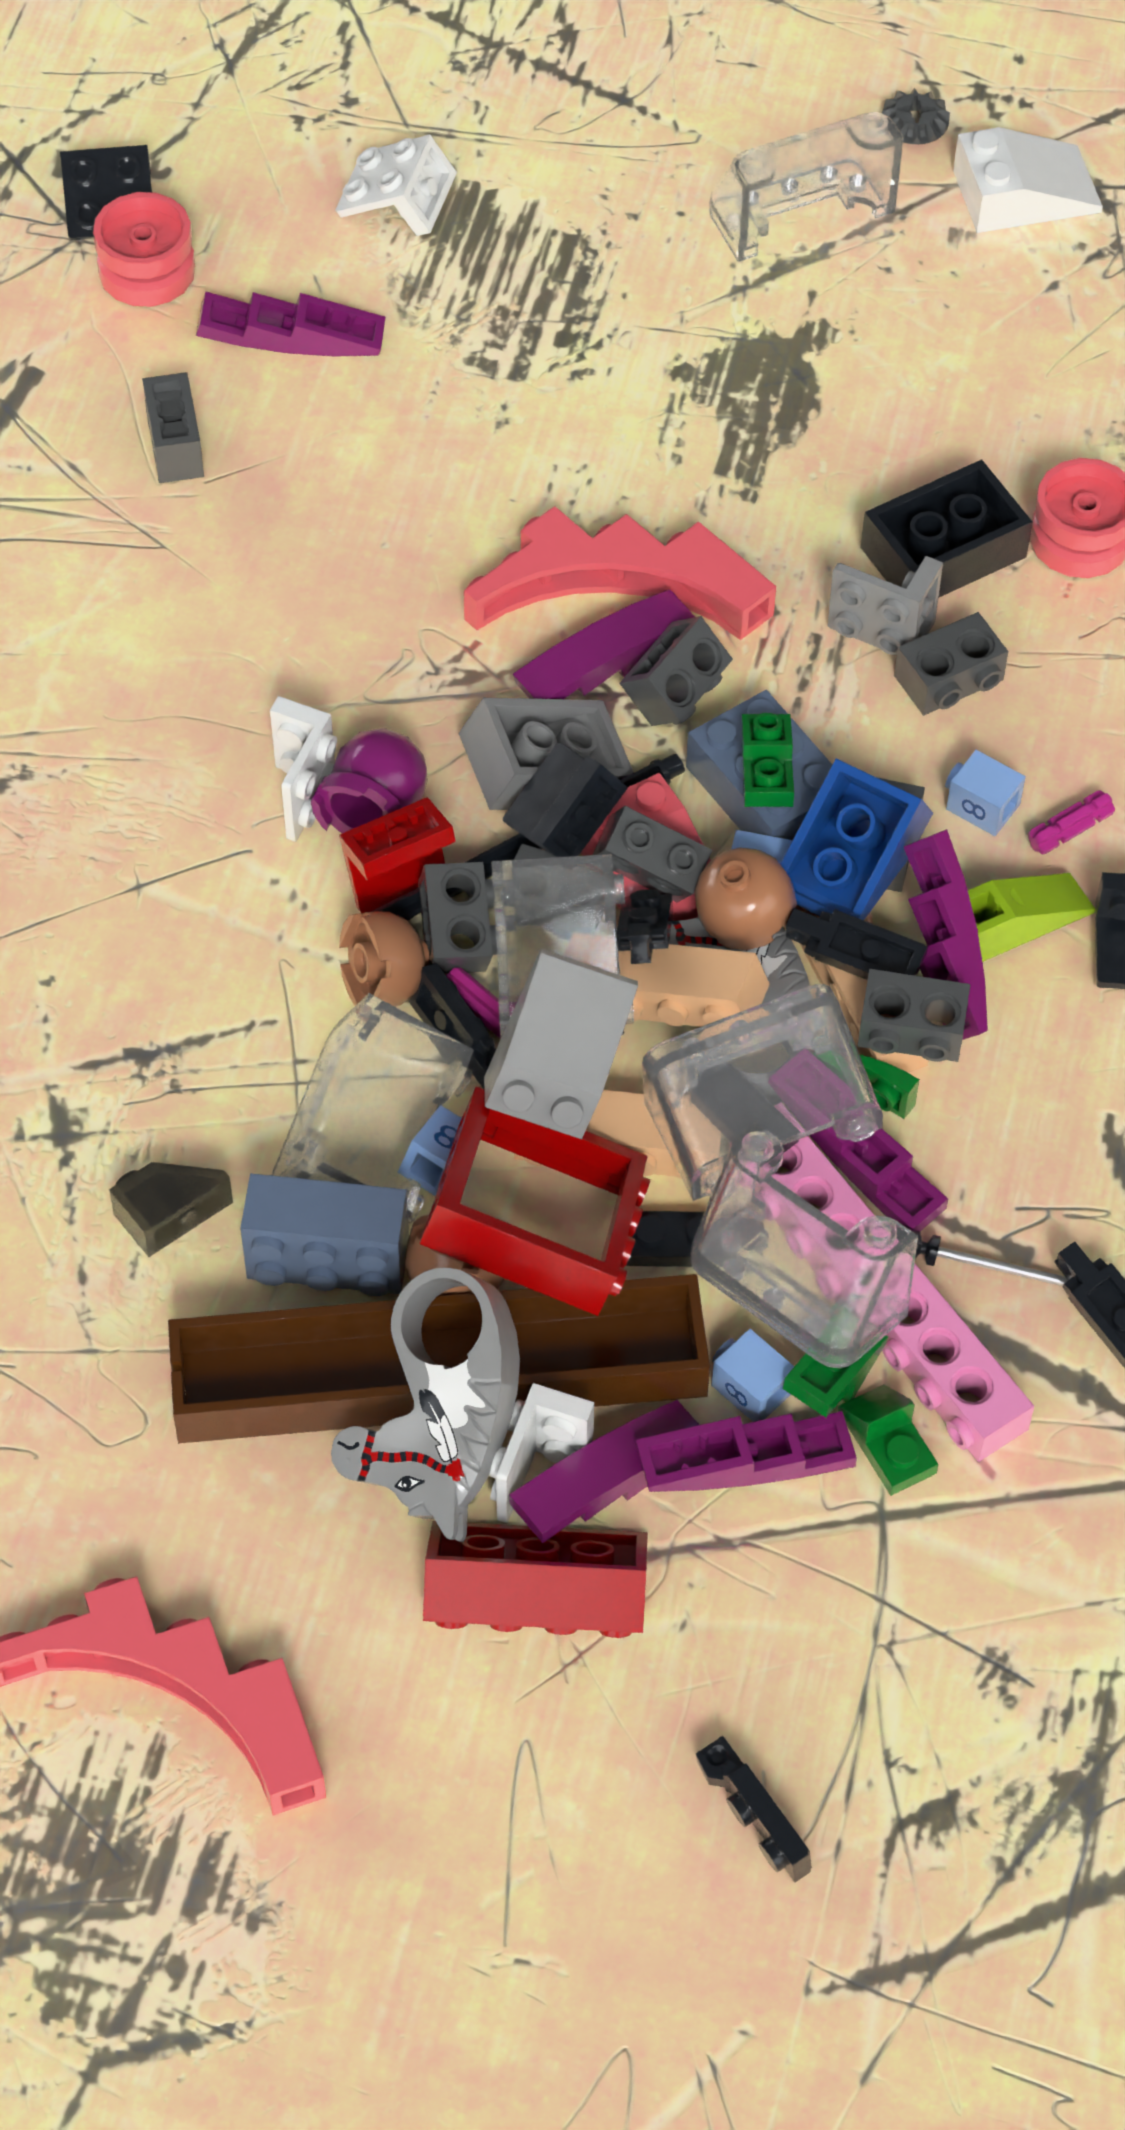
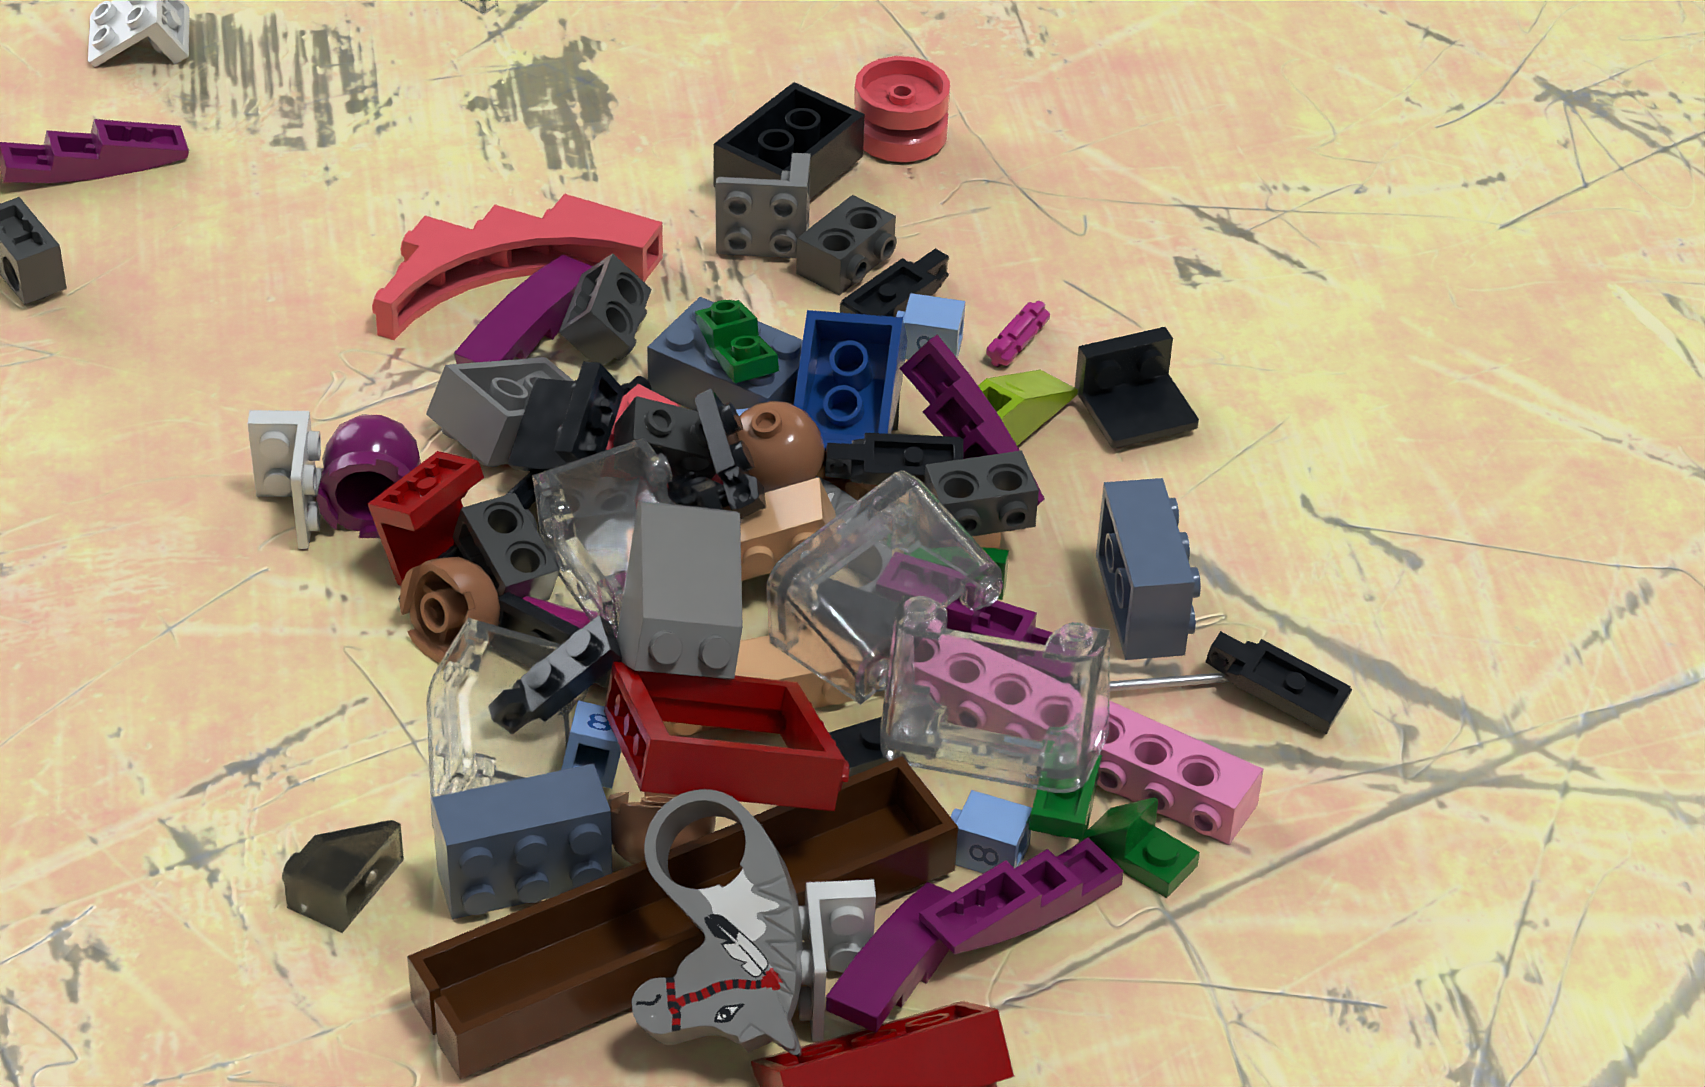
camera: 25 degrees left, 15 degrees down
(432, 1076) = (558, 677): none -> black hinge
(682, 899) = (729, 455): none -> black hinge
(982, 728) = (892, 287): none -> black hinge
(1042, 1146) = (1146, 568): none -> sand blue brick

